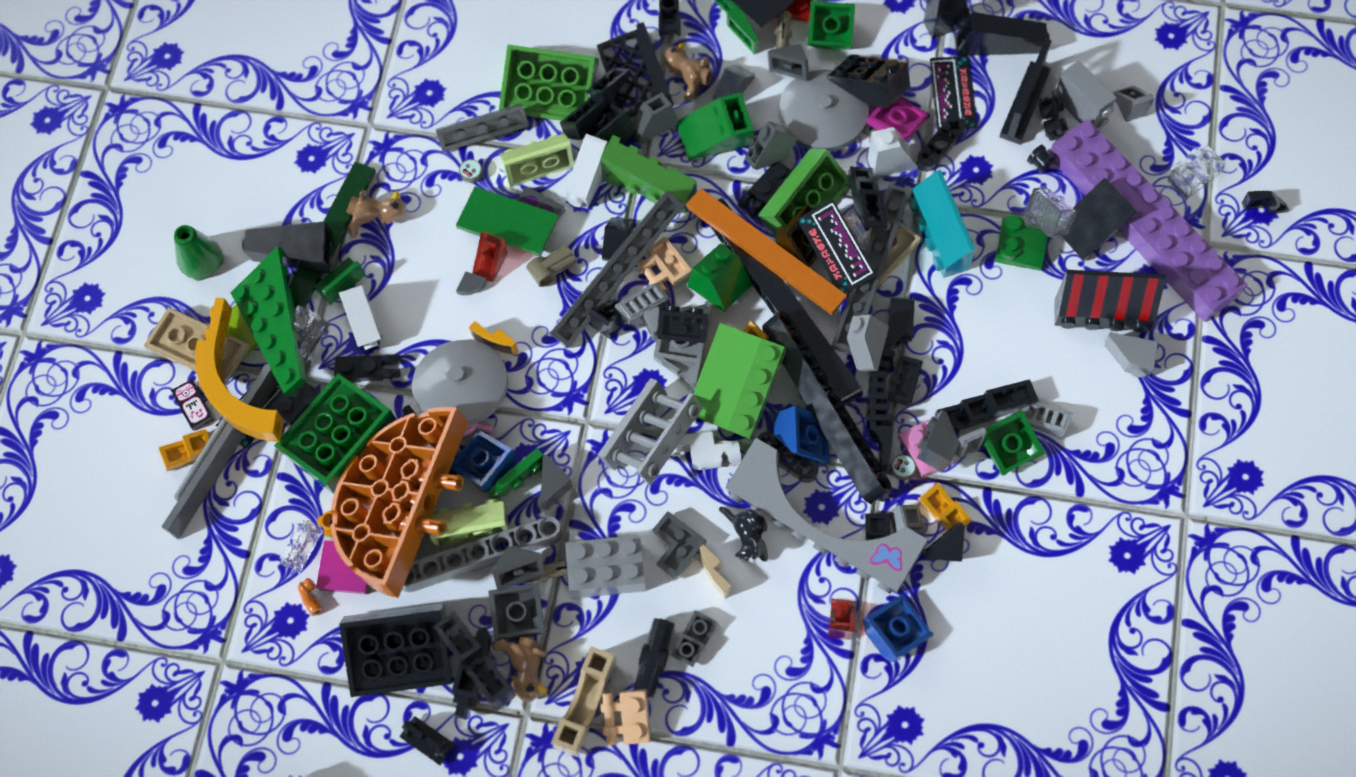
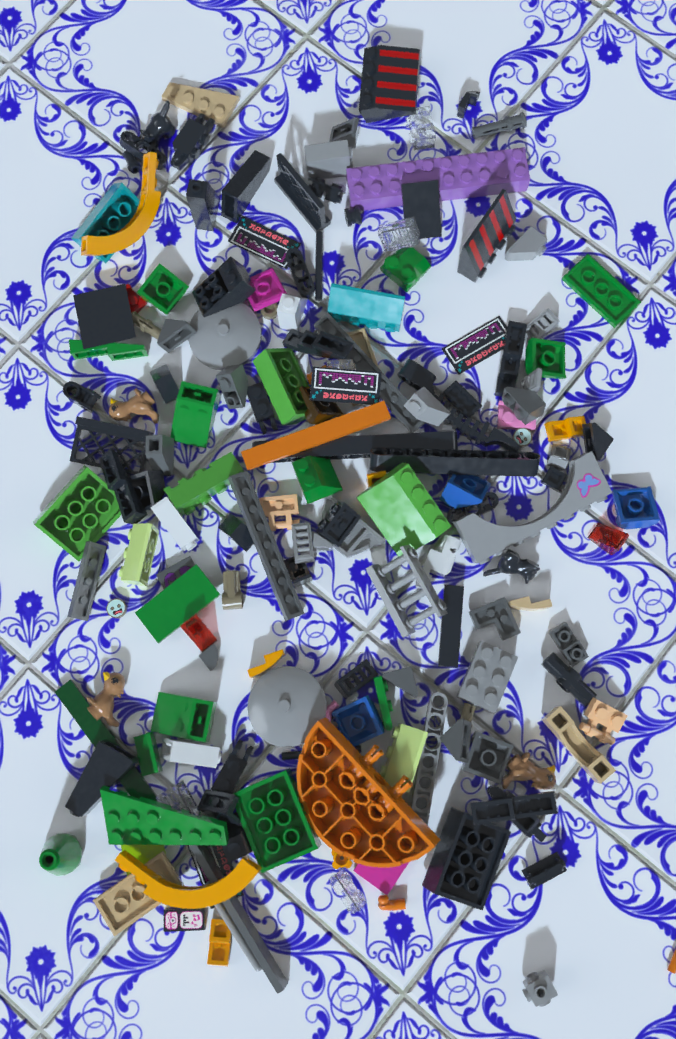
camera: 60 degrees left, 10 degrees up
(320, 367) = (219, 806): none -> black panel
(394, 292) = (183, 717): none -> green slope
(531, 429) = (343, 690): none -> black slope
(641, 500) = (451, 626): none -> black slope
(967, 155) = (318, 265): none -> black bar
(979, 364) = (476, 345): none -> black sticker
(1138, 464) = (601, 290): none -> green tile
(1222, 107) = (389, 82): none -> black slope
(1268, 256) = (507, 124): none -> dark grey pin

